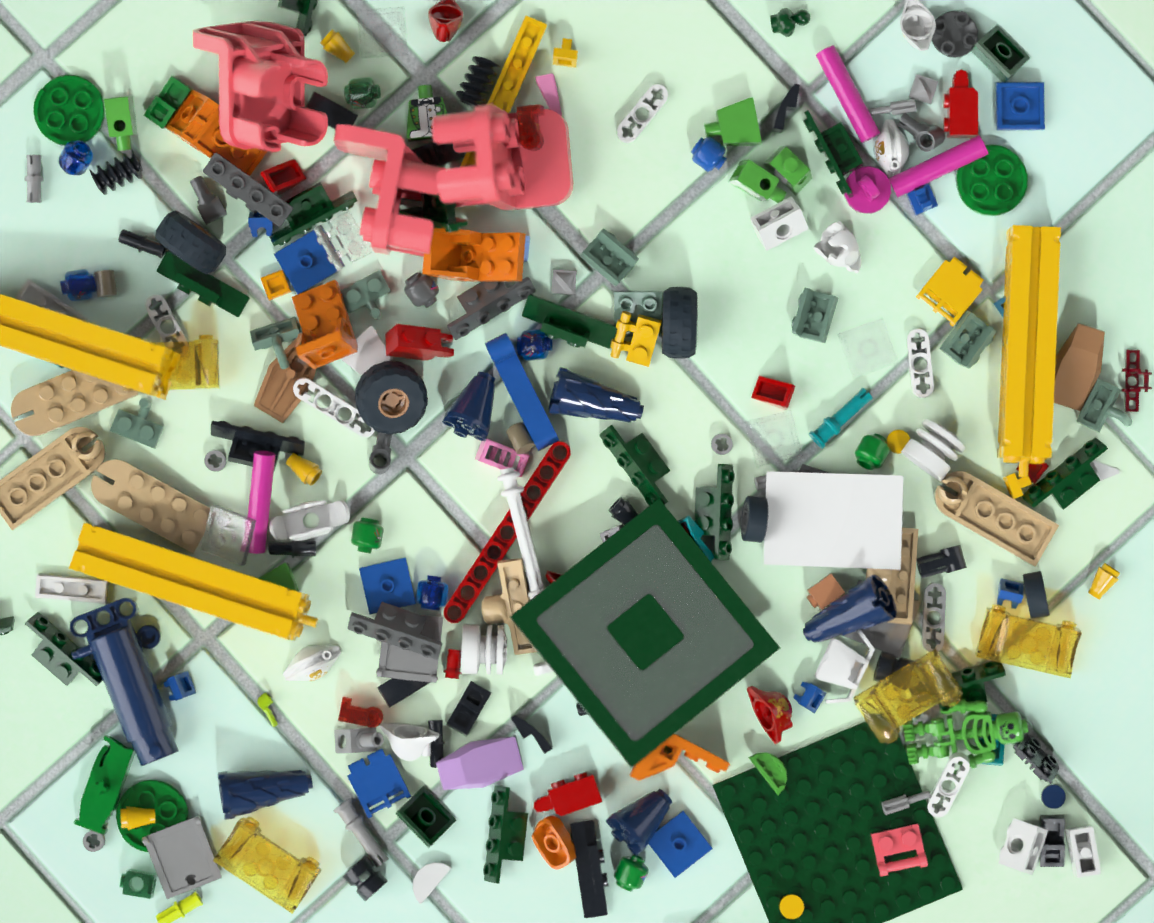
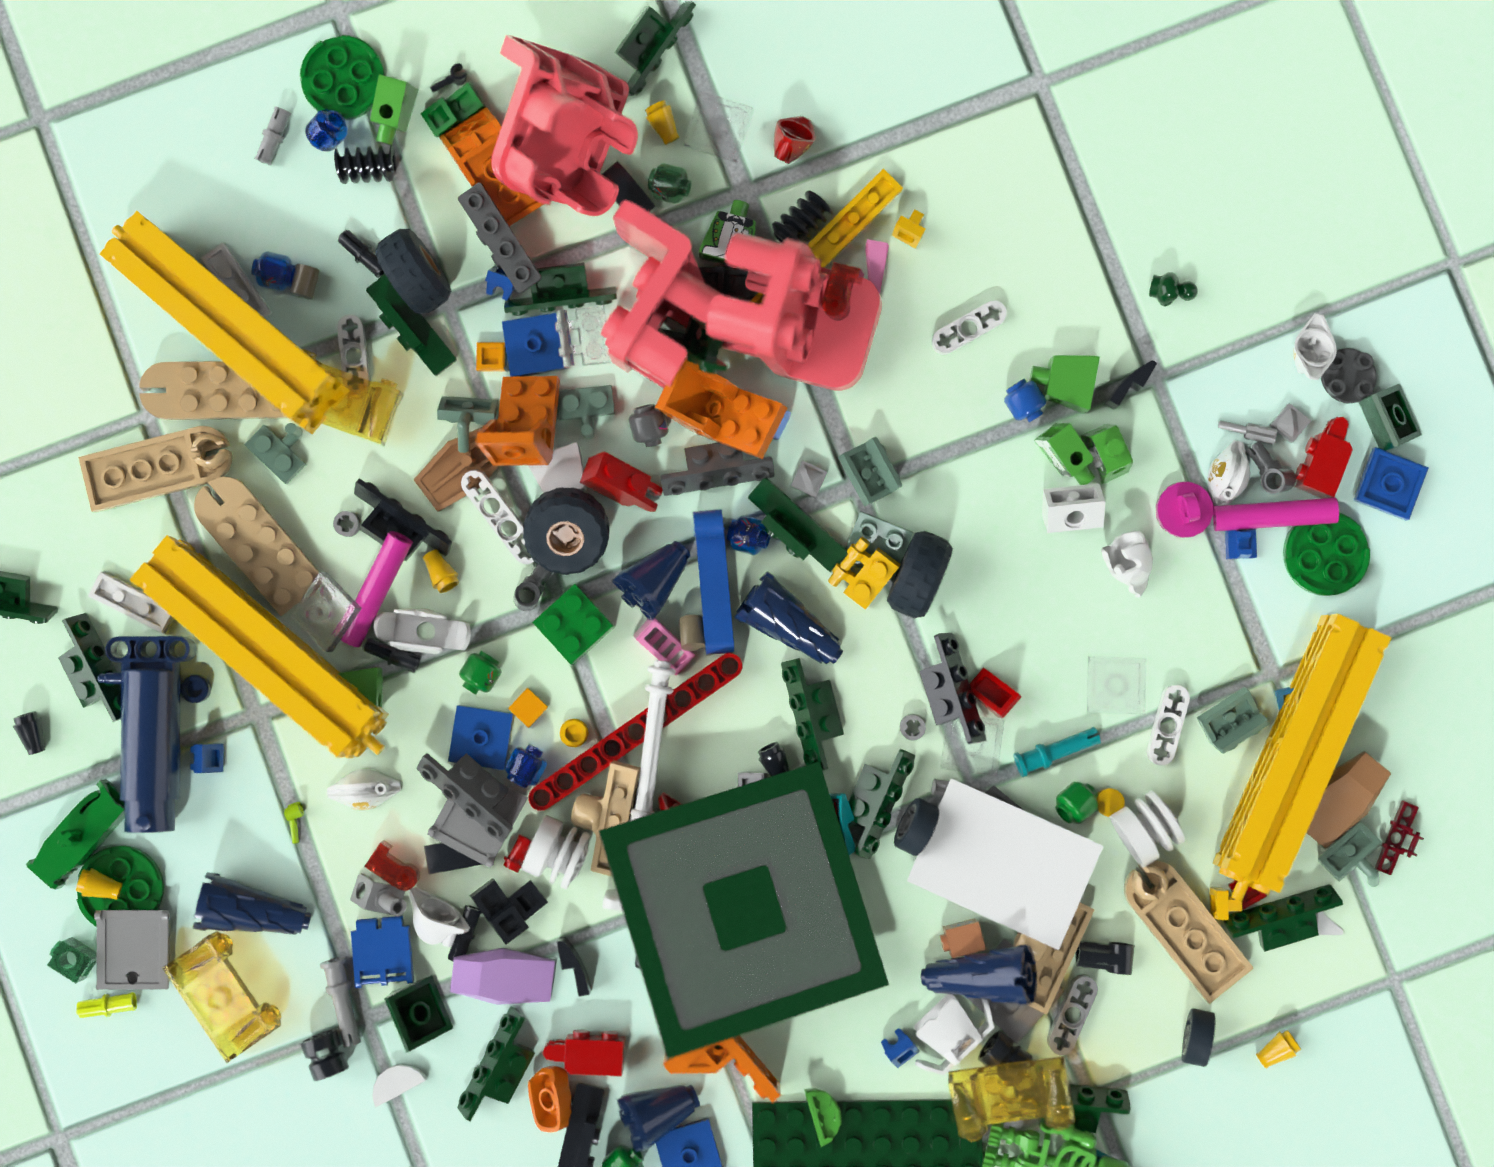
camera: 20 degrees right, 0 degrees up
(33, 721) = (30, 732): none -> black cone
(87, 844) = (34, 892): light grey bush -> none
(156, 77) = (452, 78): none -> black hand
(209, 205) = (452, 242): dark grey pin -> none
(283, 176) = (545, 241): red slope -> none
(415, 548) = (528, 707): none -> light orange tile
(425, 468) = (573, 624): none -> green brick
(456, 714) = (499, 911): none -> black slope
(459, 553) = (574, 733): none -> yellow tile
(739, 403) = (950, 690): none -> black bracket
(772, 711) = (851, 1049): red hat -> none
(814, 315) = (1071, 625): sand green bracket -> none
(839, 150) = (1171, 453): dark green bracket -> none
(847, 94) = (1205, 395): dark pink piece -> none
(951, 289) = (1235, 657): yellow plate -> none
(1010, 591) = (1170, 1020): blue tile -> none
(1028, 642) = (1168, 1086): clear yellow piece -> none

